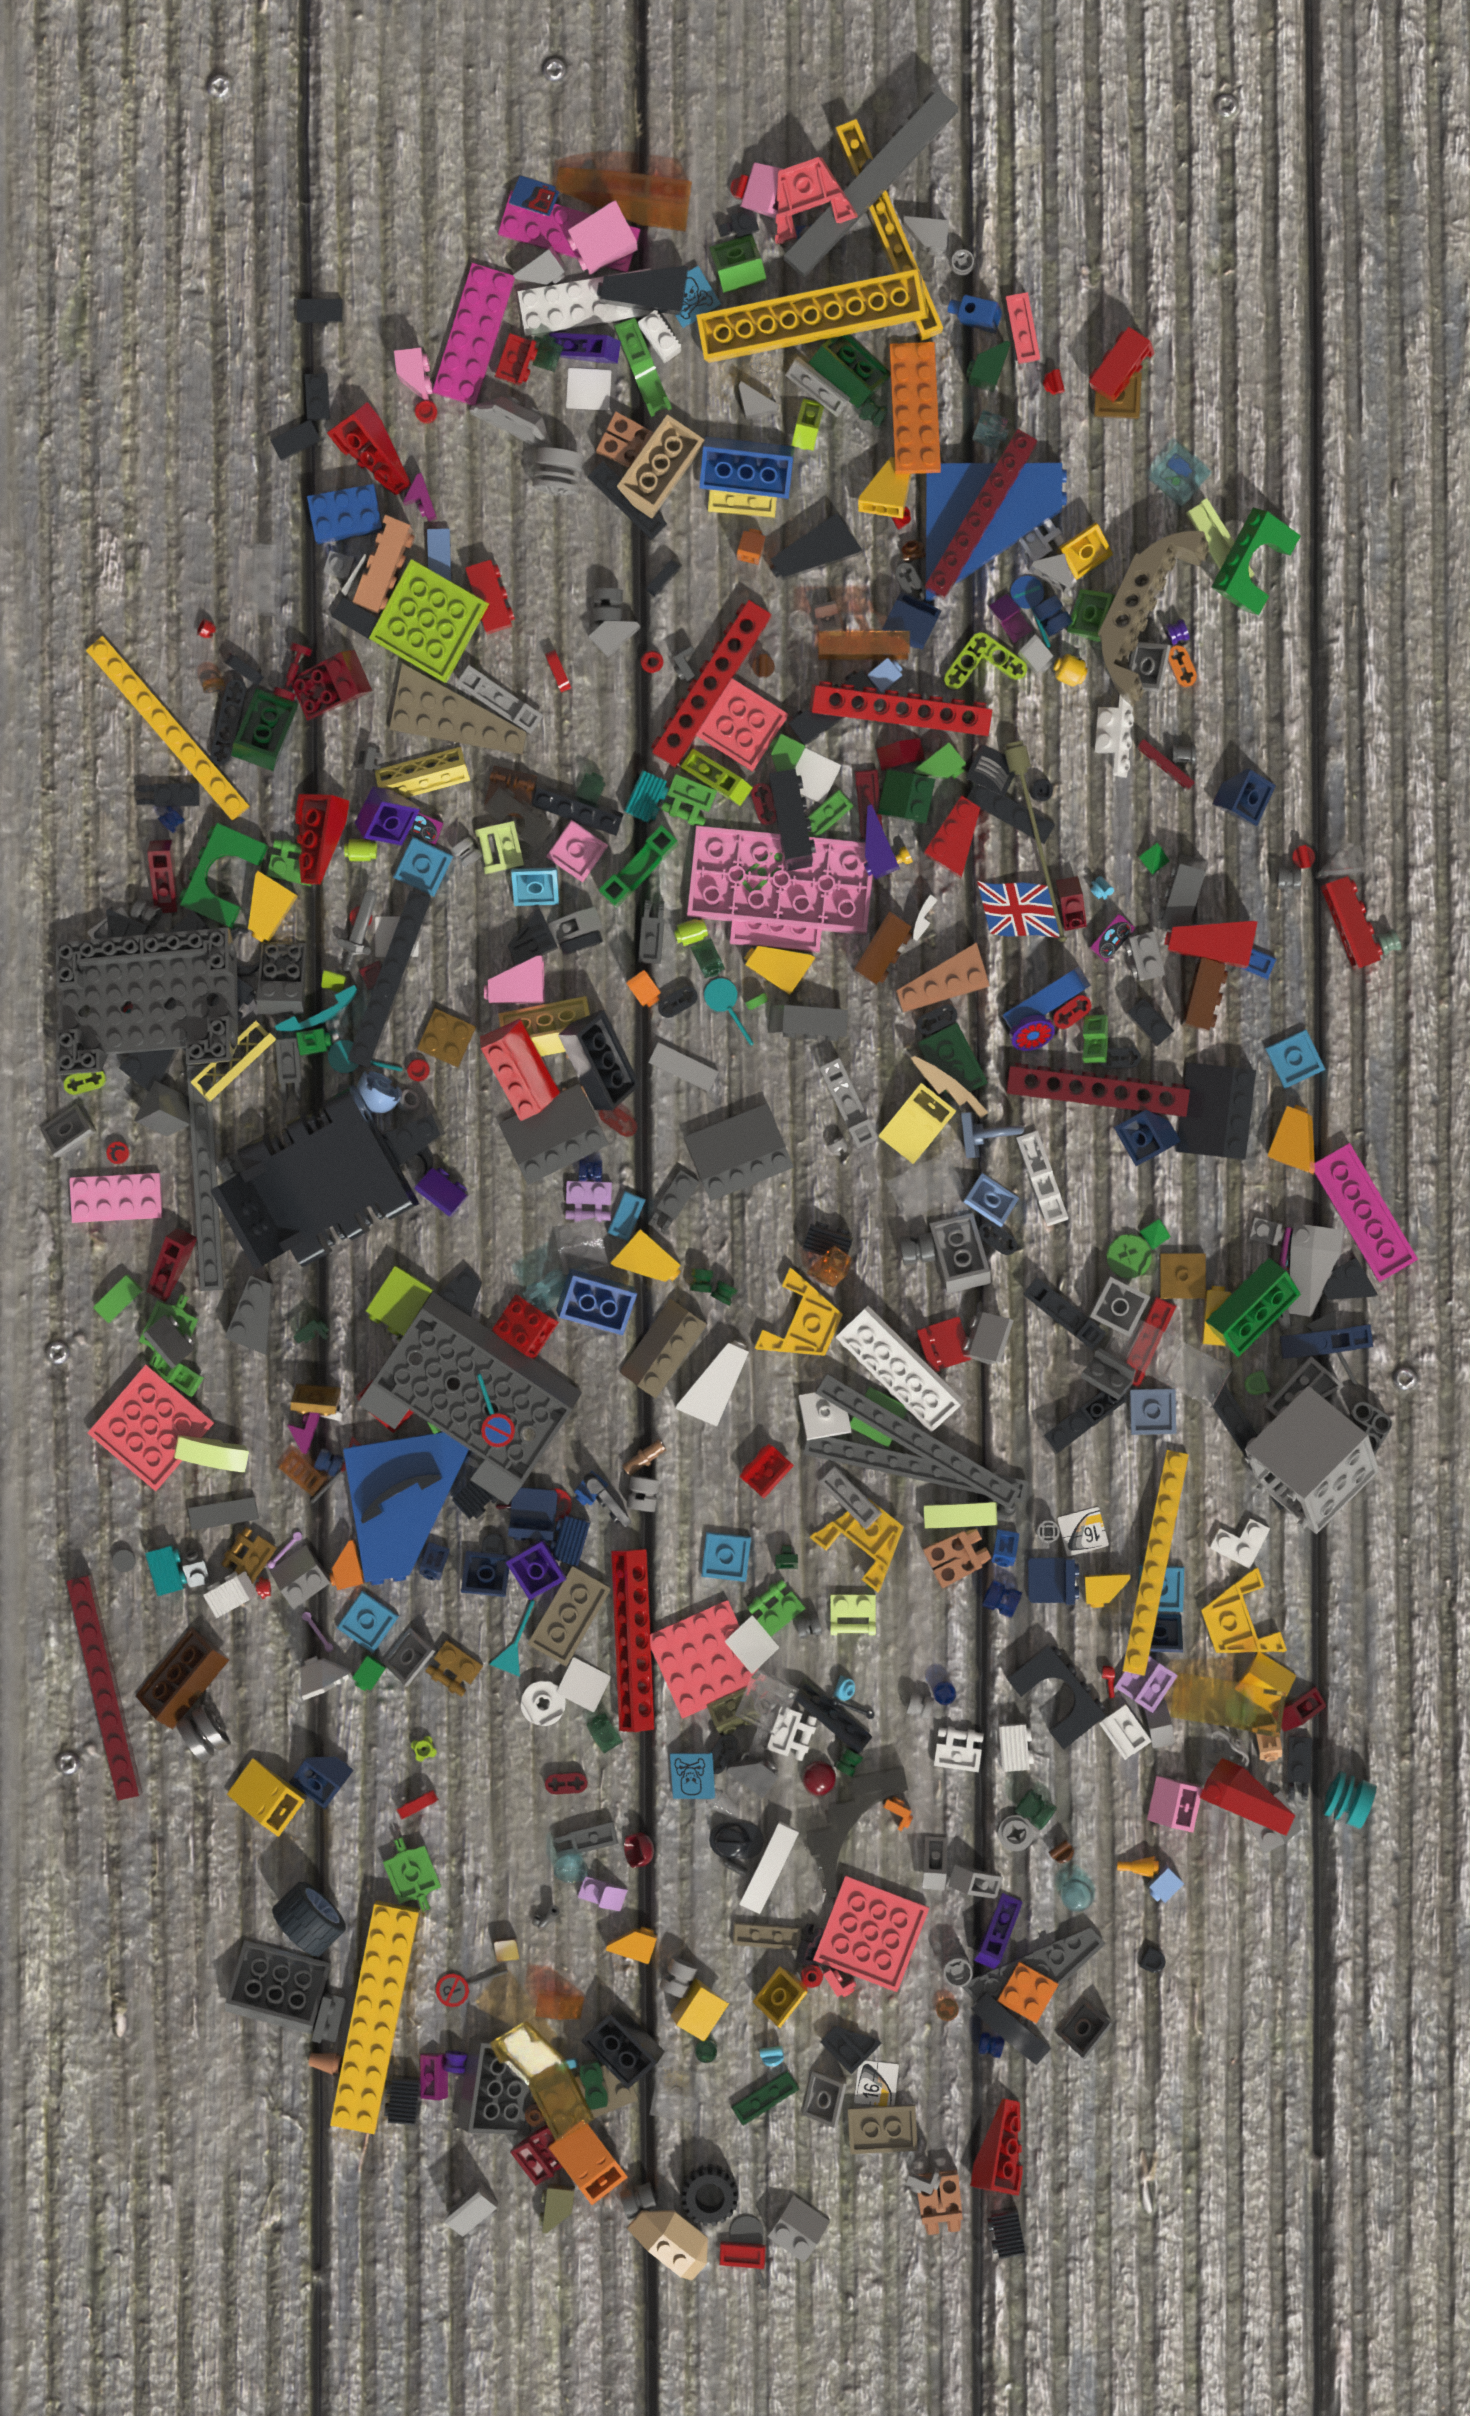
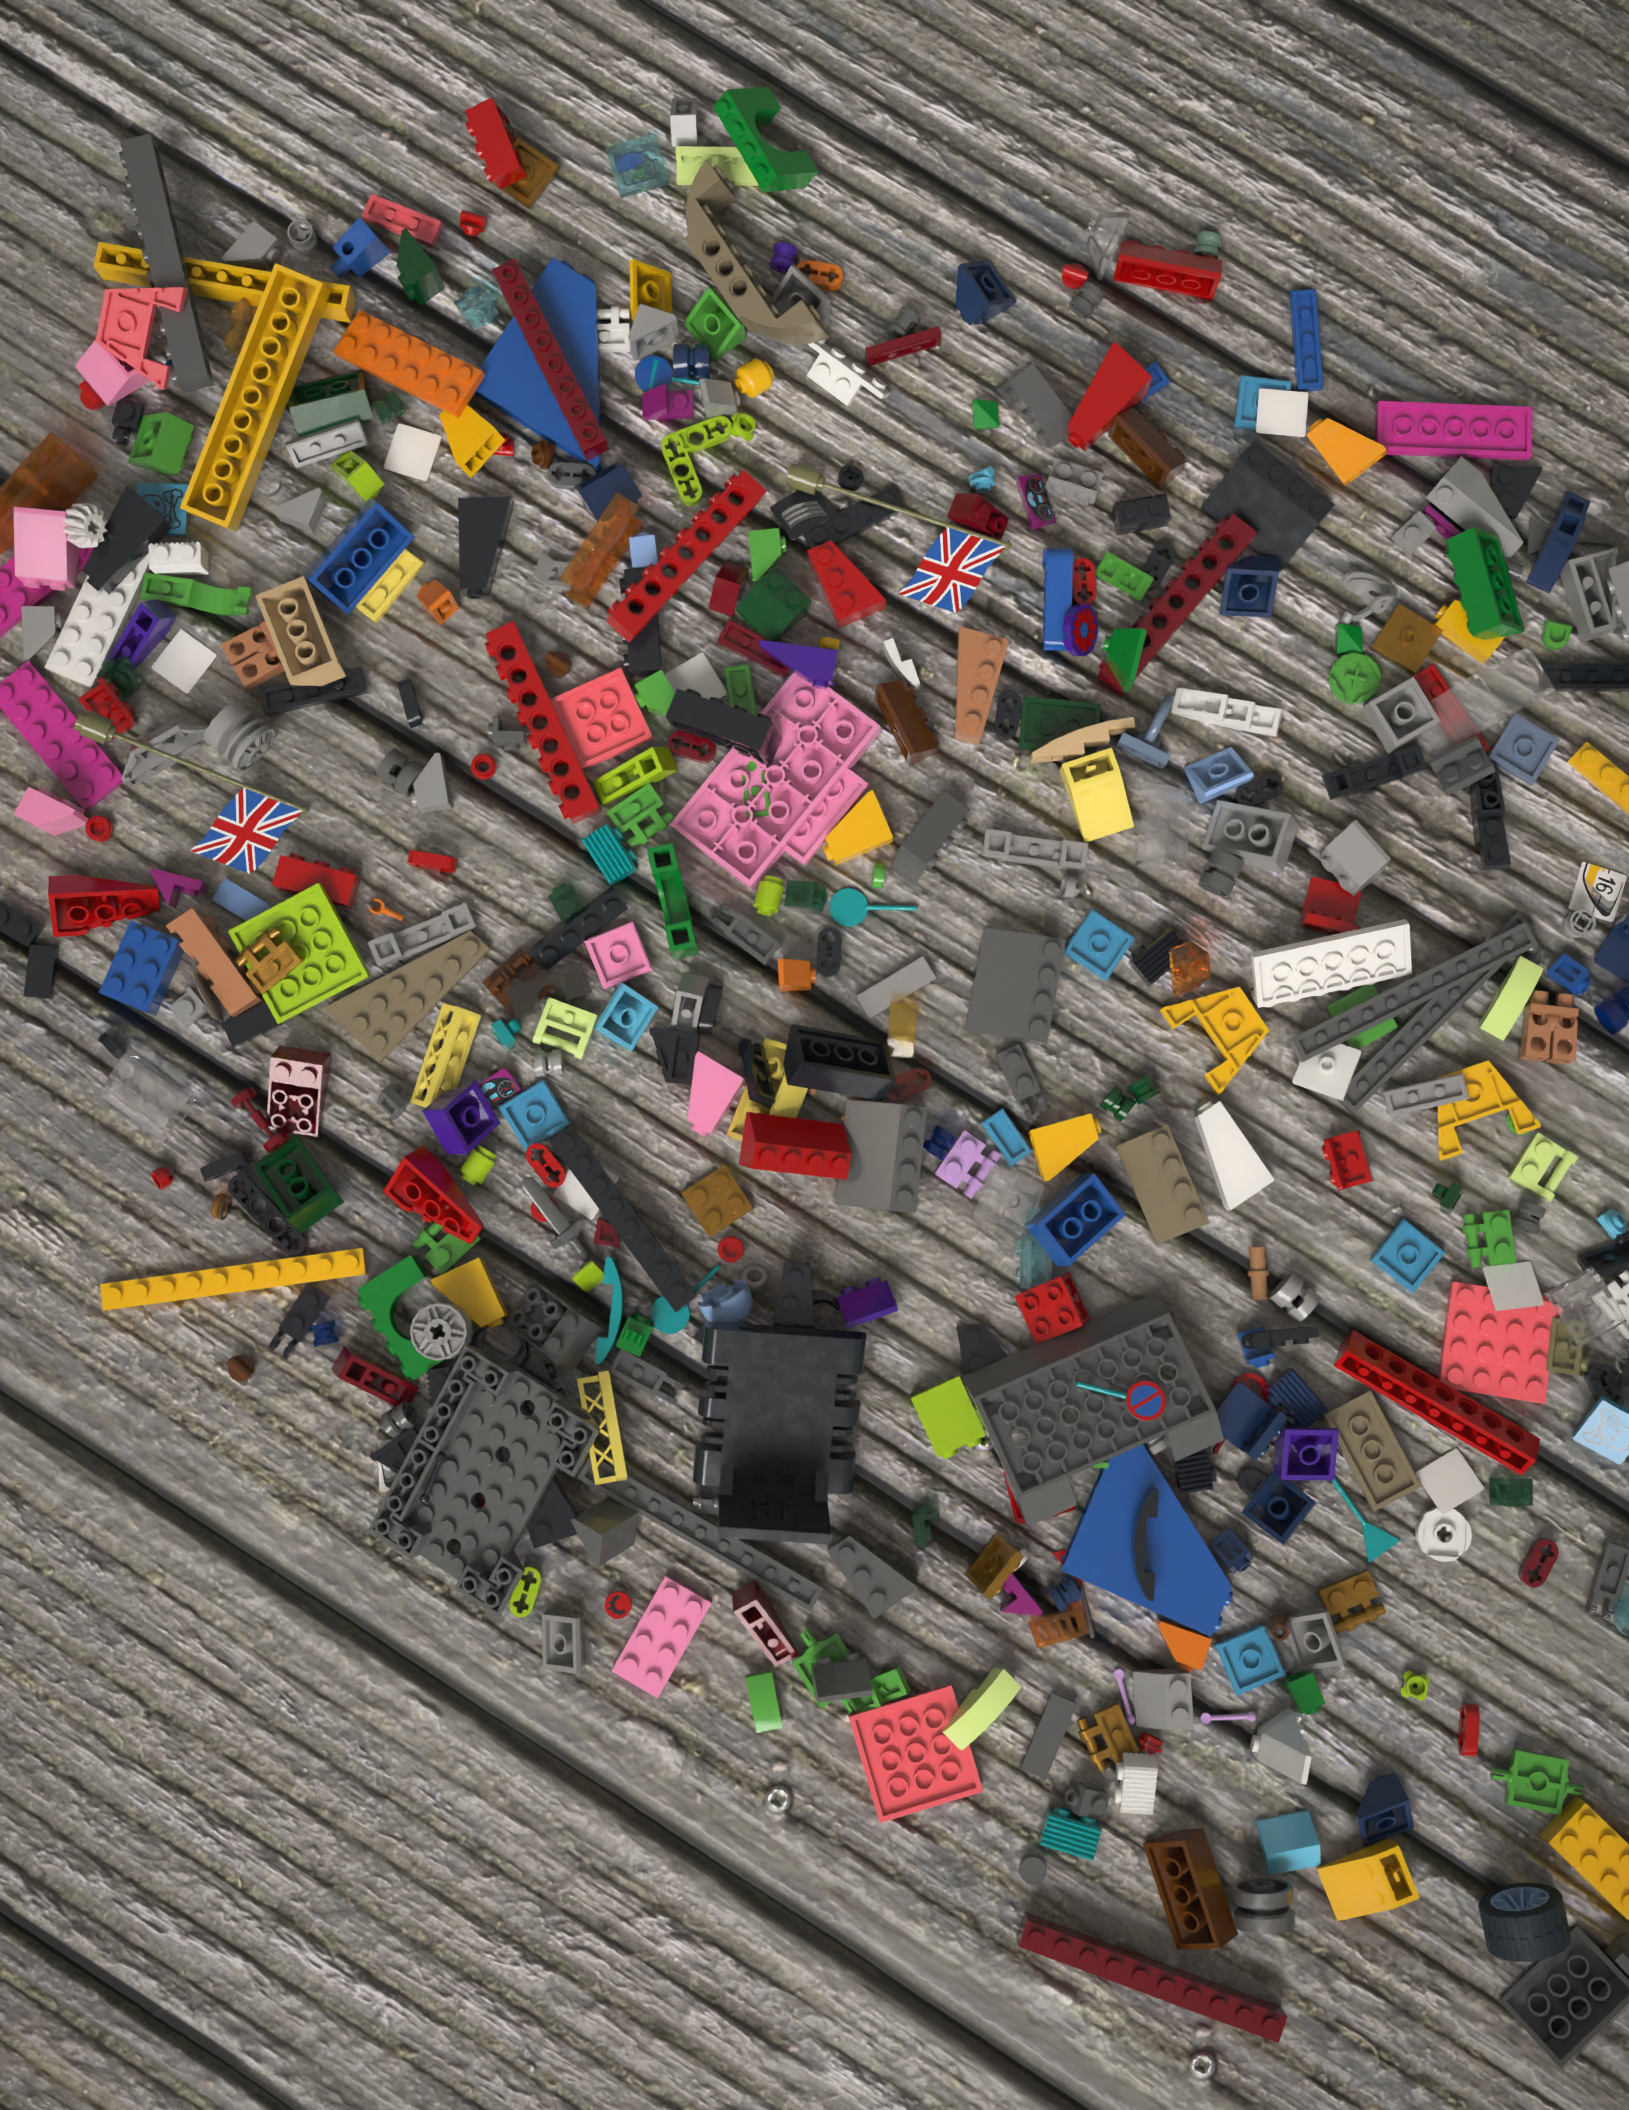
camera: 50 degrees left, 5 degrees down
(104, 968) = (425, 1498): none -> black hinge
(109, 776) = (241, 1368): none -> reddish brown plate
(237, 912) = (455, 1324): none -> light grey wheel
(257, 1727) = (1288, 1842): none -> medium azure slope
(275, 529) = (111, 1045): none -> black tile
(397, 900) = (550, 1160): none -> red beam
(406, 610) = (275, 965): none -> pearl gold plate
(407, 1626) = (1274, 1622): none -> reddish brown cone
(468, 807) = (505, 1033): none -> teal tile
(496, 518) = (245, 826): none -> flag
(500, 657) = (385, 910): none -> orange hand
(555, 1007) = (756, 1072): none -> black hinge
(635, 259) = (85, 525): none -> white gear
(655, 1091) = (901, 1029): none -> clear yellow slope
(809, 1194) = (1099, 945): none -> dark azure tile
(853, 452) = (412, 452): none -> white sticker
(871, 259) = (241, 317): none -> clear yellow slope
(1029, 1076) = (1124, 654): none -> green slope
(1034, 685) = (747, 422): none -> lime plate
(1202, 1218) = (1361, 584): none -> light grey helmet
(1234, 489) = (684, 122): none -> light grey slope
(1295, 1077) = (1282, 412): none -> white sticker
(1365, 1060) = (1306, 340): none -> blue tile

